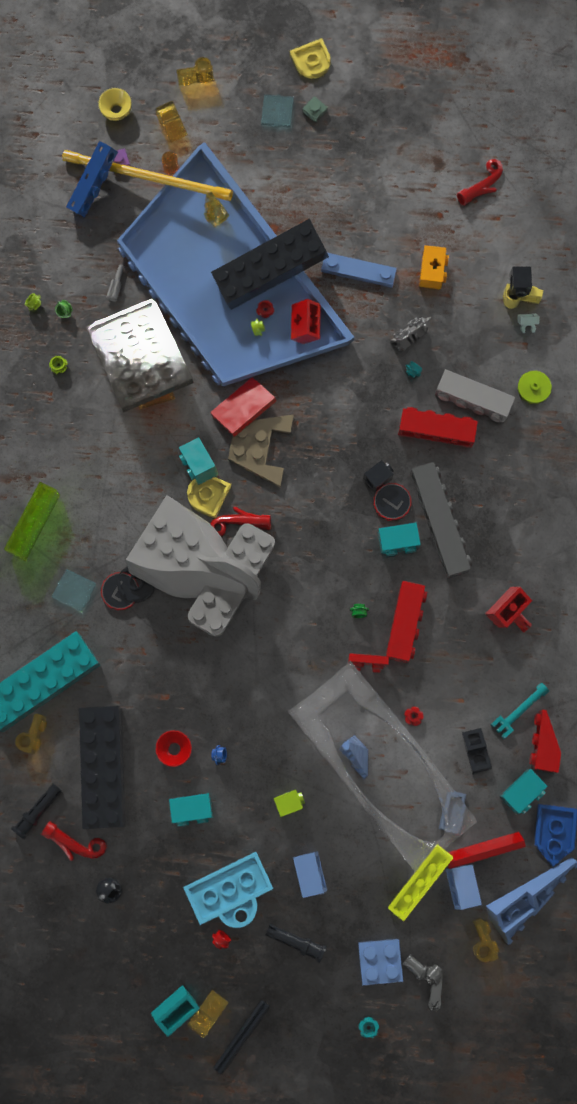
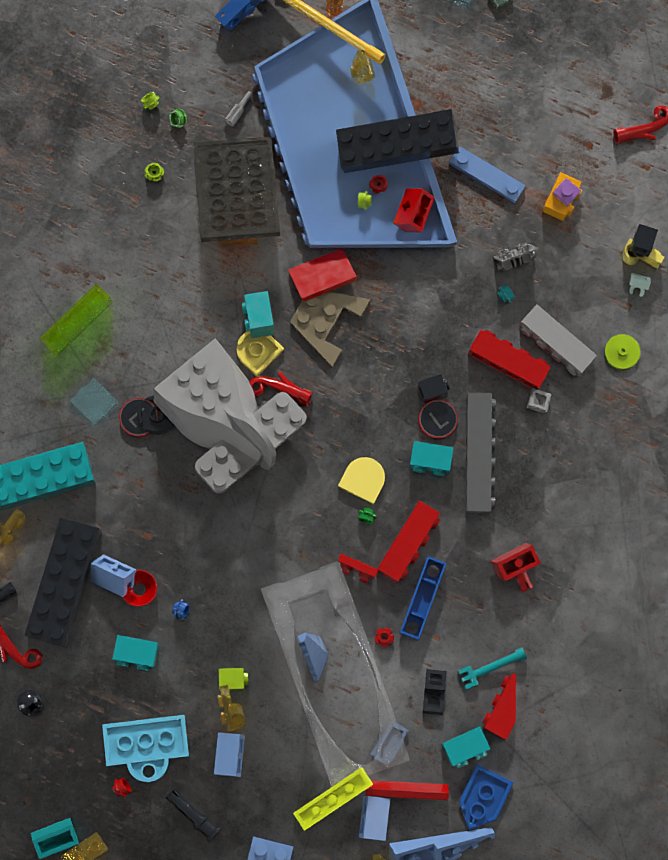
camera: 15 degrees right, 0 degrees up
(145, 745) = (112, 575): none -> medium blue hinge
(300, 833) = (230, 710): none -> clear yellow plate
(344, 578) = (363, 479): none -> light yellow tile
(436, 261) = (566, 192): none -> medium lavender plate
(436, 668) = (423, 598): none -> blue piece
(476, 455) = (538, 400): none -> light grey tile

